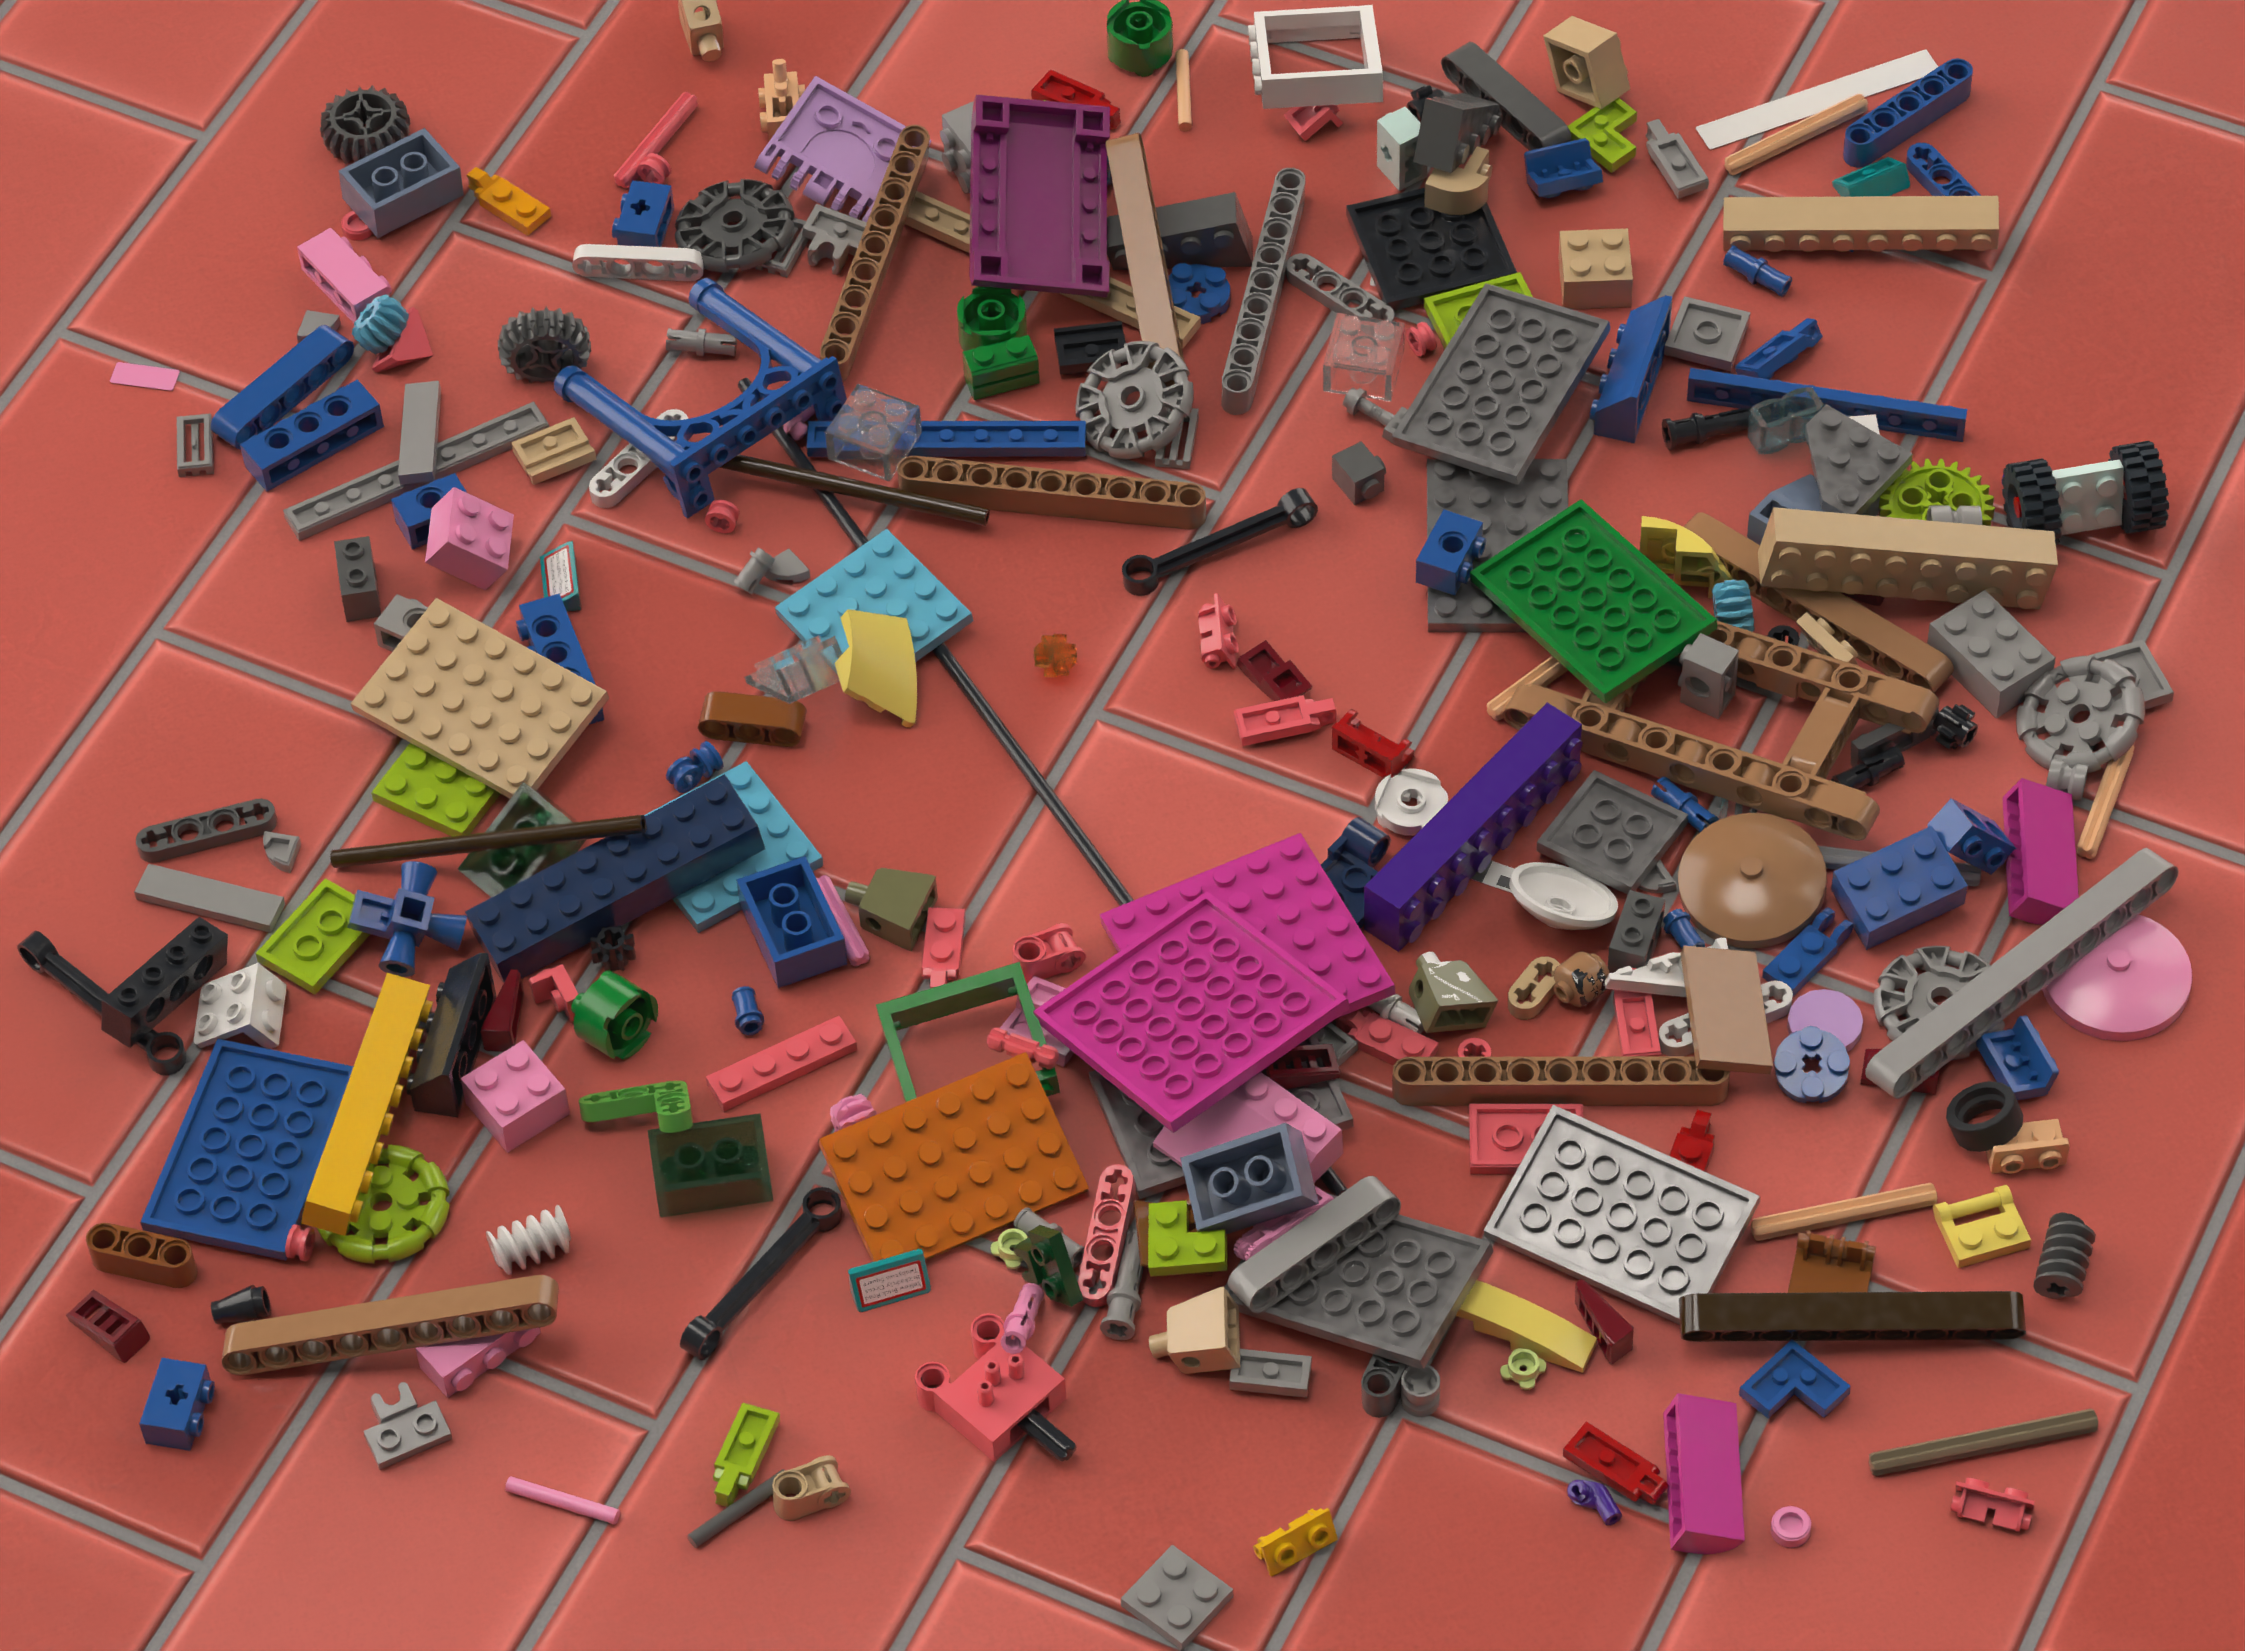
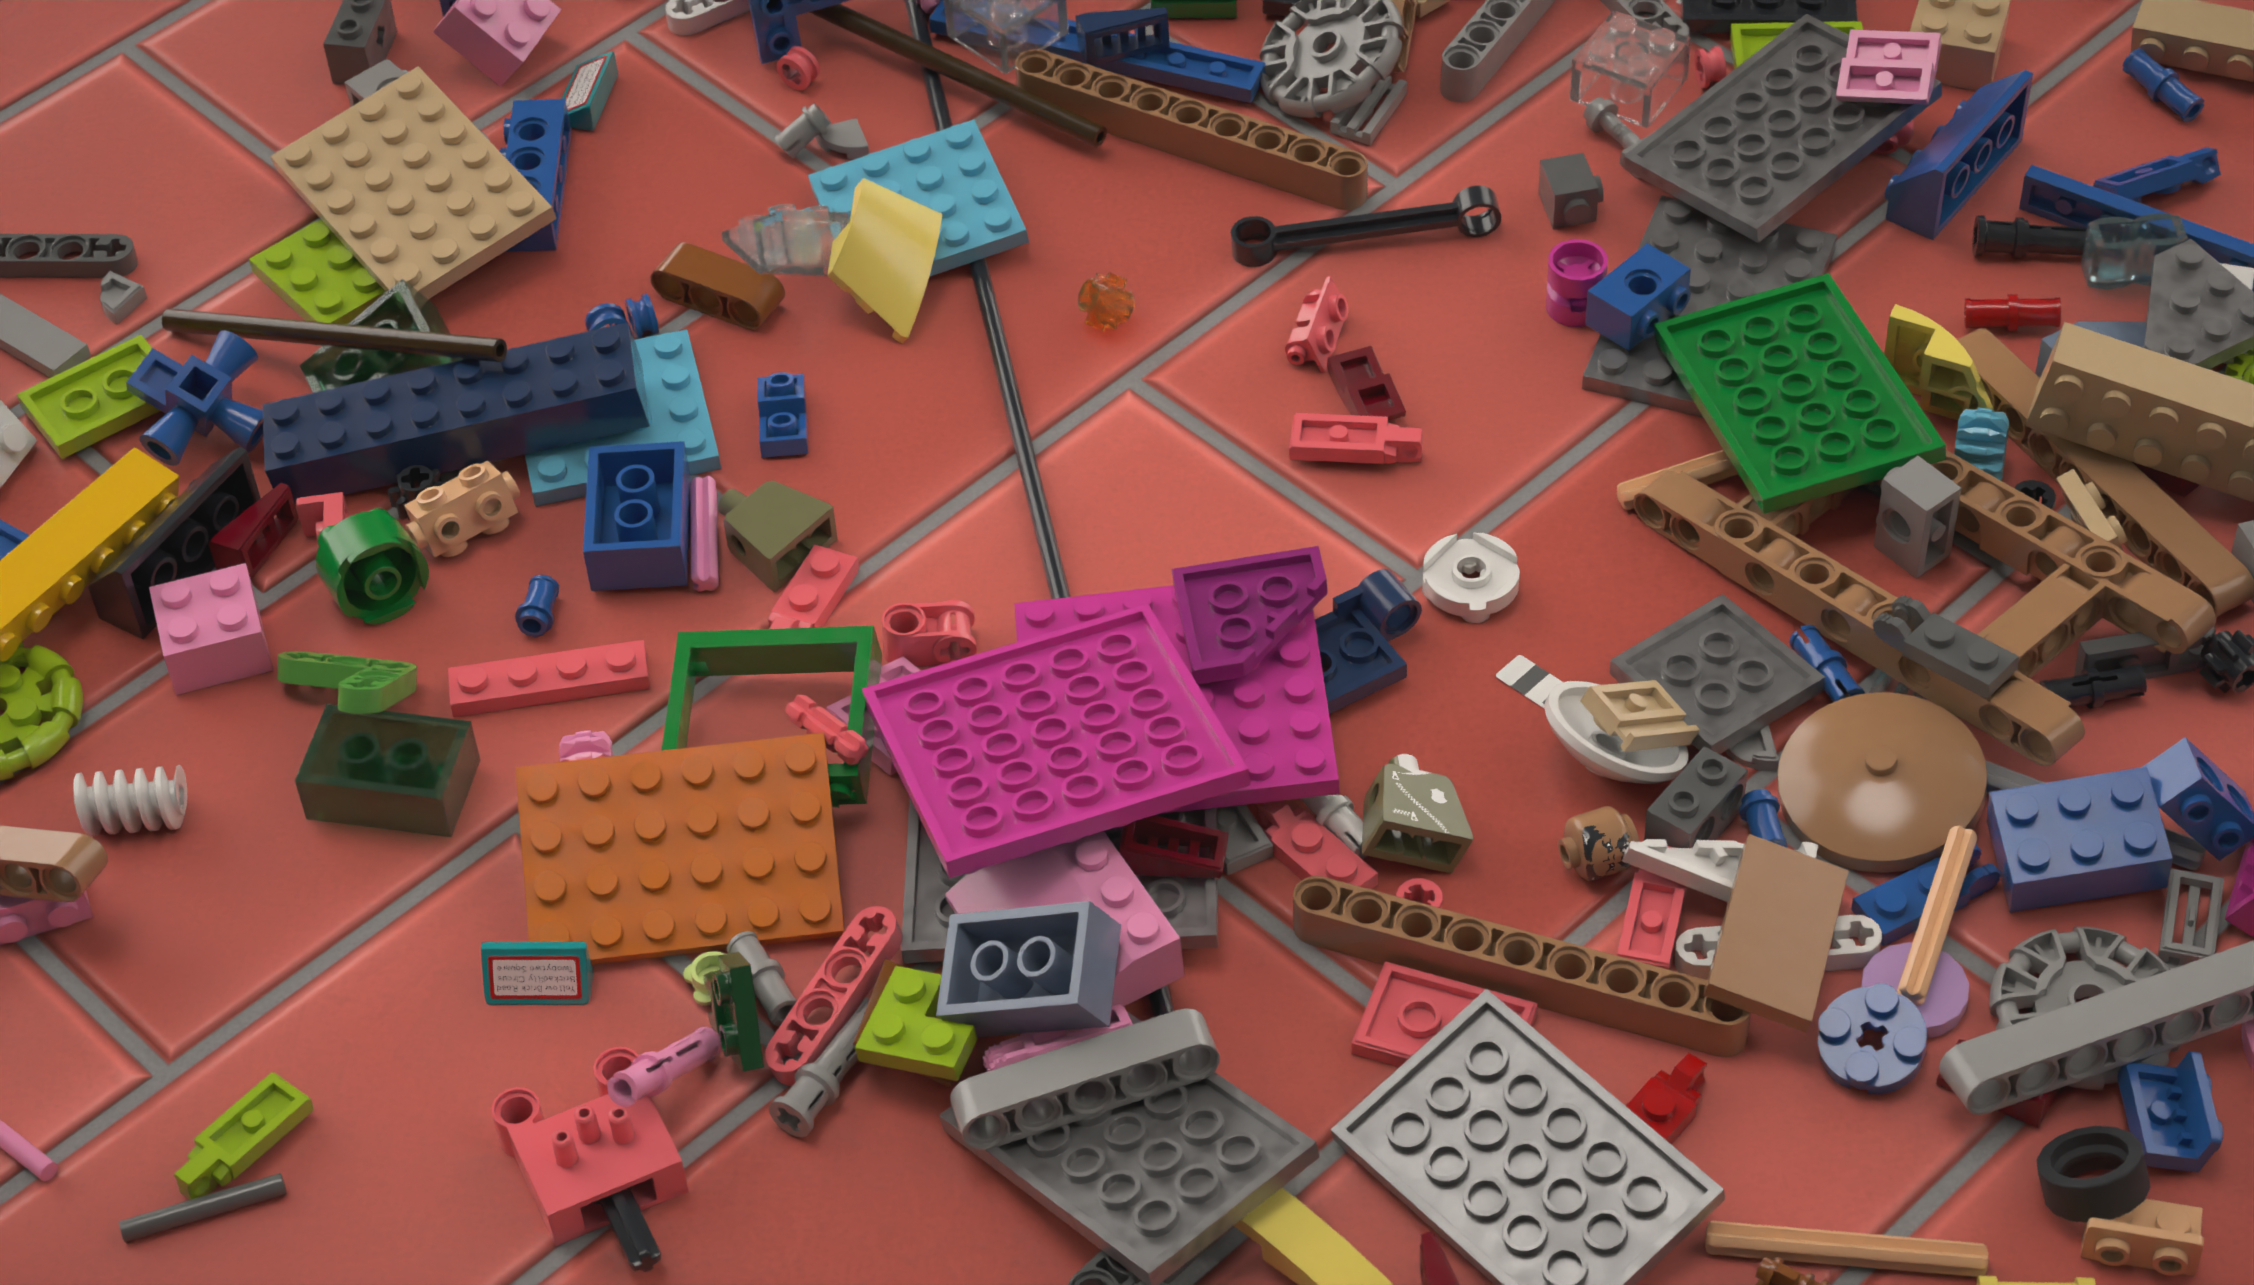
camera: 20 degrees right, 5 degrees down
(655, 950) = (461, 508): none -> light nougat brick
(705, 1333) = (380, 922): black piece -> none
(812, 1489) = (297, 1206): tan piece -> none
(851, 811) = (782, 415): none -> blue slope
(966, 428) = (1096, 28): none -> dark blue slope
(1201, 1334) = (892, 1155): tan torso -> none
(1272, 1373) = (963, 1235): light grey plate -> none
(1275, 875) = (1244, 608): none -> magenta plate
(1369, 747) = (1446, 497): red hinge -> none
(1396, 550) = (1572, 271): none -> dark pink wheel
(1473, 827) = (1530, 619): dark purple brick -> none
(1528, 983) = (1532, 836): tan beam -> none
(1567, 319) = (1889, 67): none -> bright pink slope
(1577, 879) = (1639, 714): none -> tan plate
(1707, 333) = (2072, 138): light grey plate -> none
(1714, 491) = (2012, 312): none -> red pin
(1769, 773) = (1945, 647): none -> dark grey hinge
(1825, 966) = (1937, 914): none -> light nougat axle
(1989, 946) = (2186, 951): none -> light grey tile

